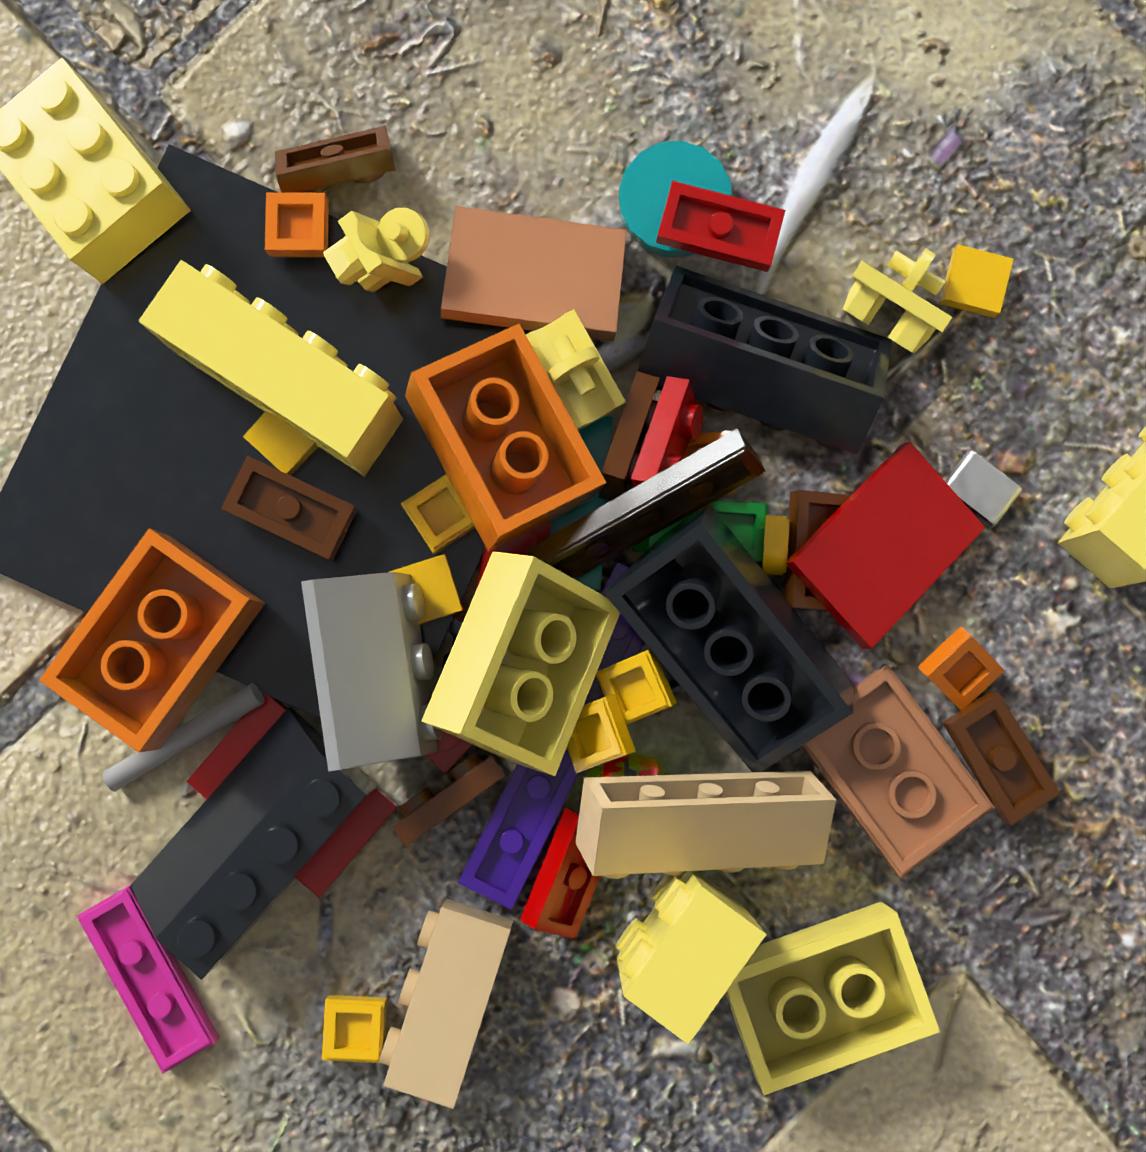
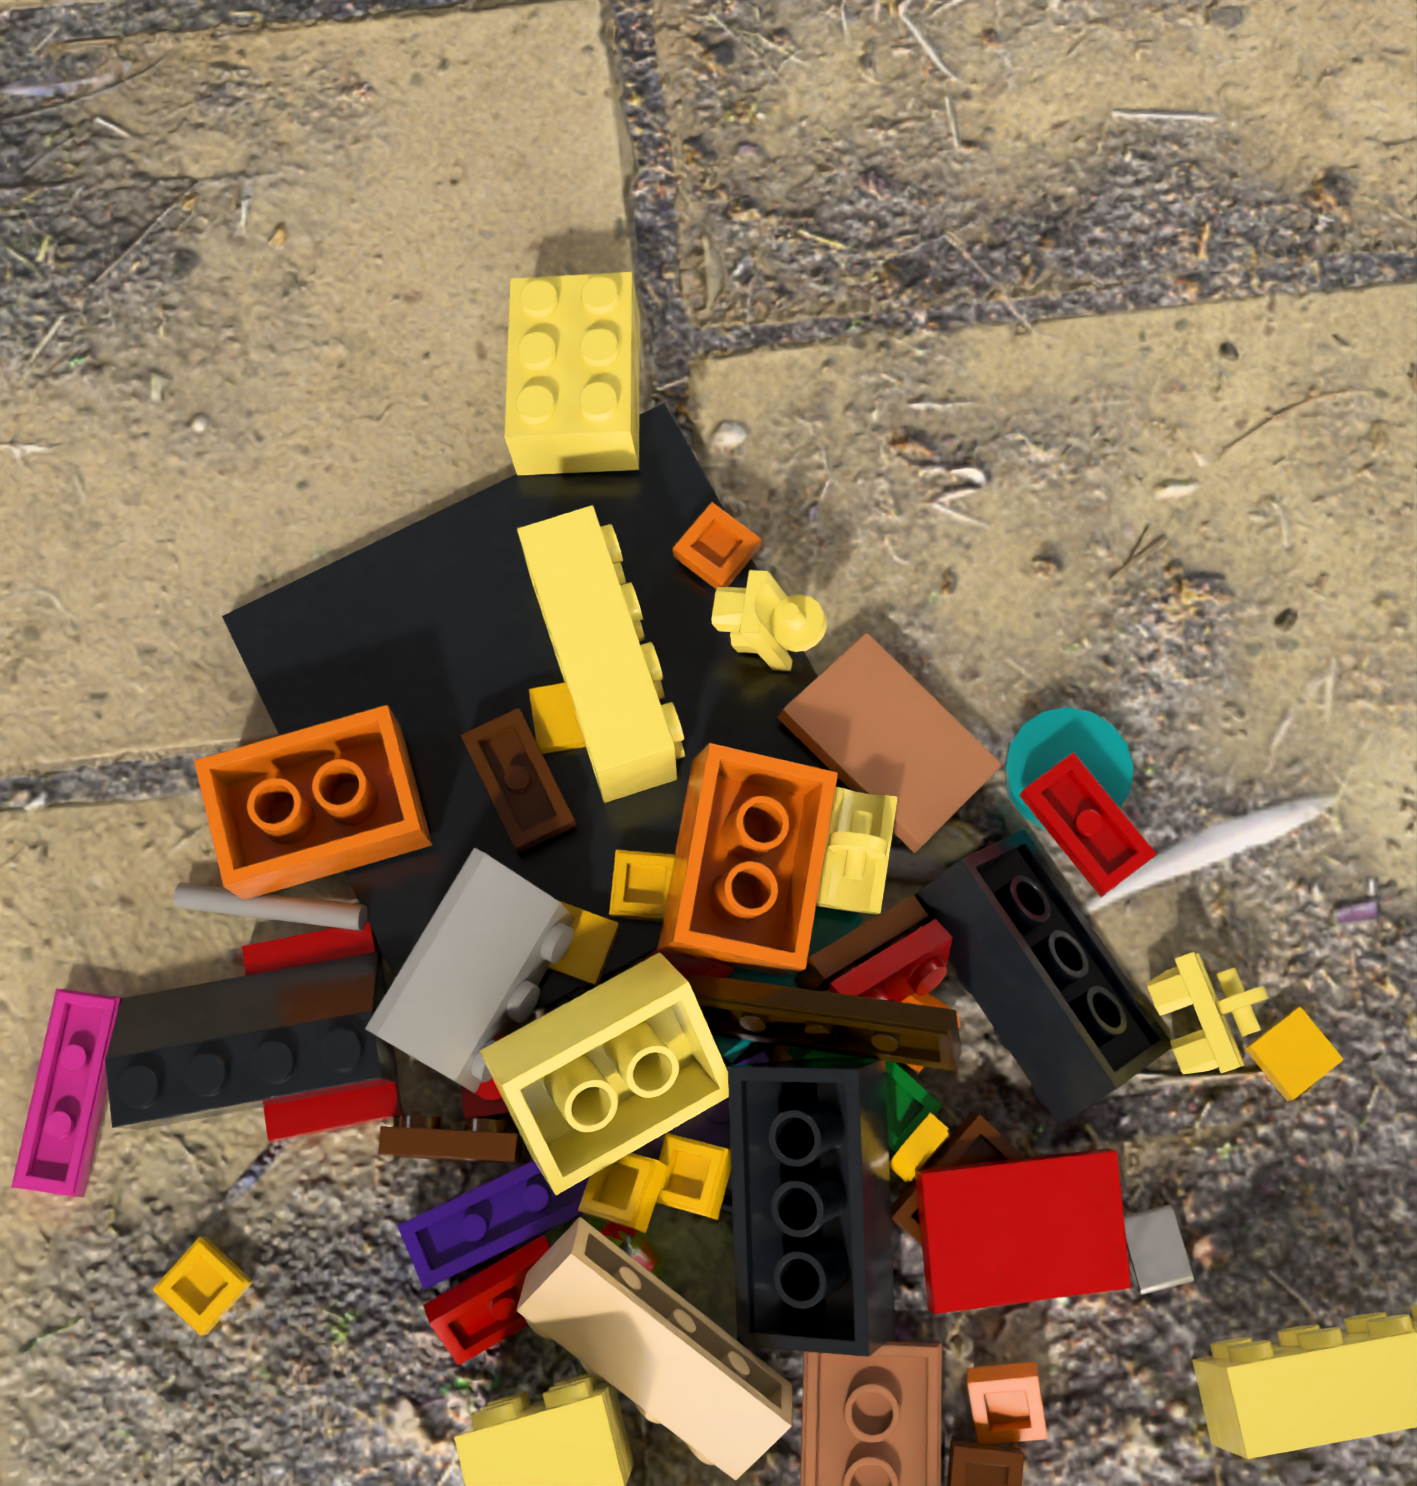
camera: 40 degrees right, 10 degrees down
(318, 165) = (780, 513): reddish brown plate -> none
(445, 1002) = (299, 1326): tan brick -> none

